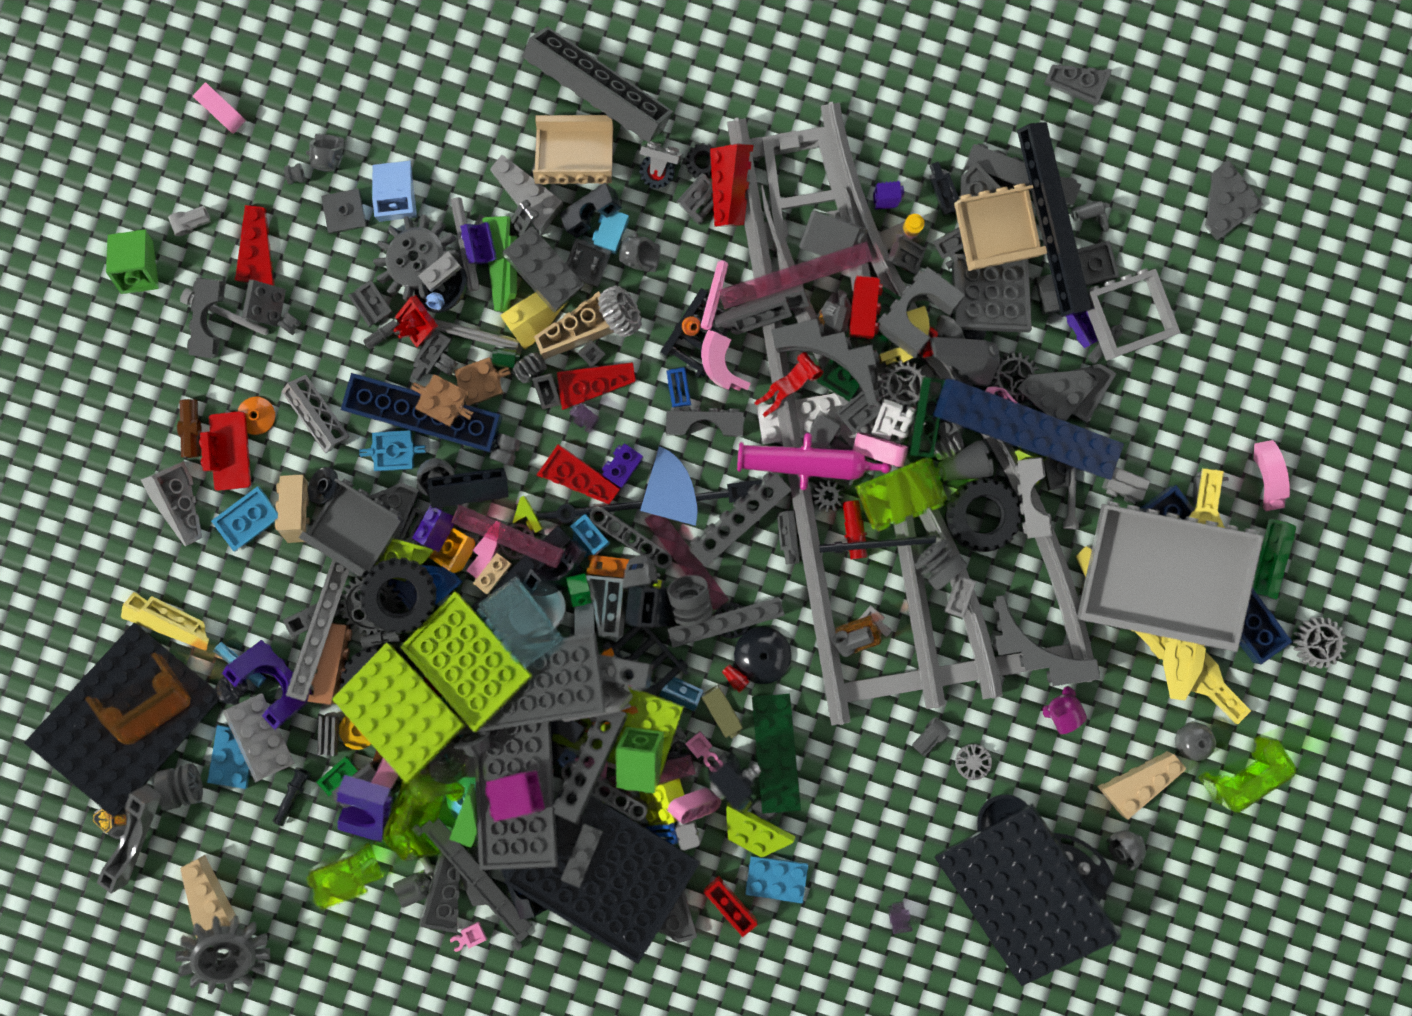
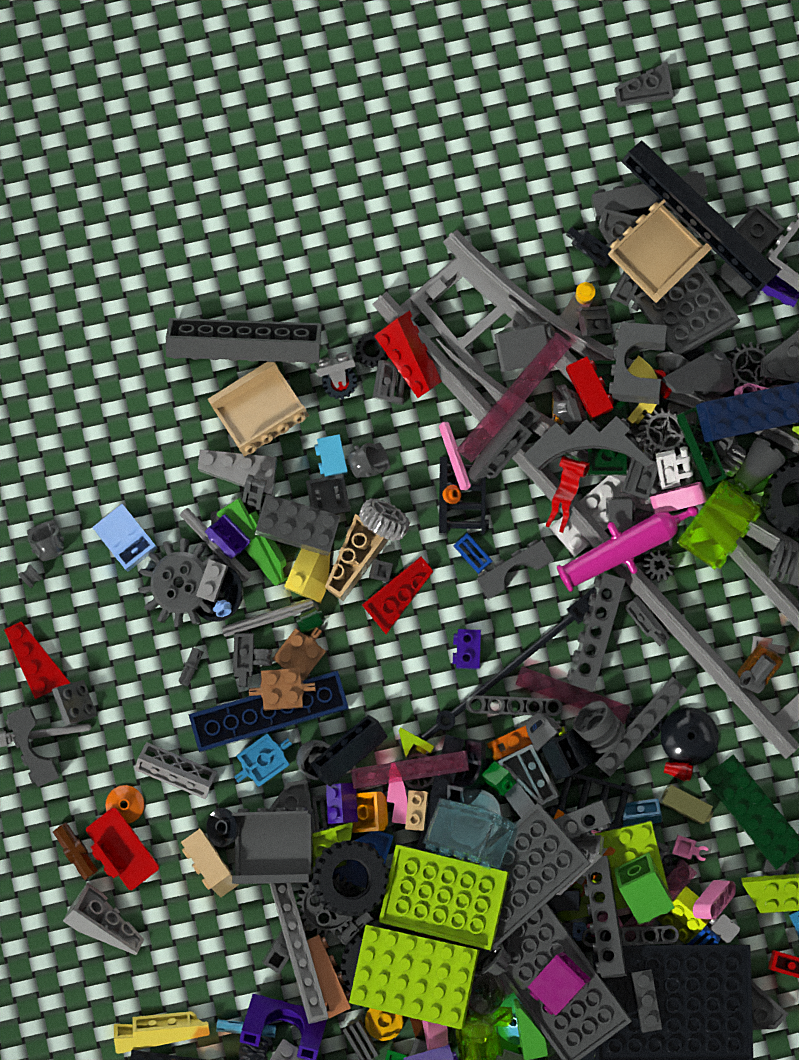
camera: 25 degrees left, 5 degrees down
(246, 519) = (173, 898): dark azure plate -> none
(289, 323) = (105, 706): dark grey wheel -> none
(343, 211) = (91, 582): dark grey plate -> none
(370, 303) = (164, 646): dark grey plate -> none
(415, 322) = (214, 637): red plate -> none
(505, 449) = (359, 698): dark grey wheel -> none
(529, 367) = (336, 615): dark grey gear -> none
(546, 391) = (363, 626): dark grey slope -> none
(570, 471) = (431, 682): red wing -> none
(577, 216) = (296, 461): black arch -> none
(584, 417) = (408, 628): clear purple brick -> none
(589, 536) = (477, 727): dark azure slope -> none
(670, 490) = (521, 644): medium blue sticker -> none
(713, 361) = (490, 512): bright pink arch -> none
(731, 782) = (732, 857): black piece -> none
(839, 547) = (696, 602): black bar -> none
(854, 527) = (699, 580): red piece -> none
(887, 195) = (547, 281): dark purple brick -> none
(1091, 210) = (725, 188): dark grey piece -> none

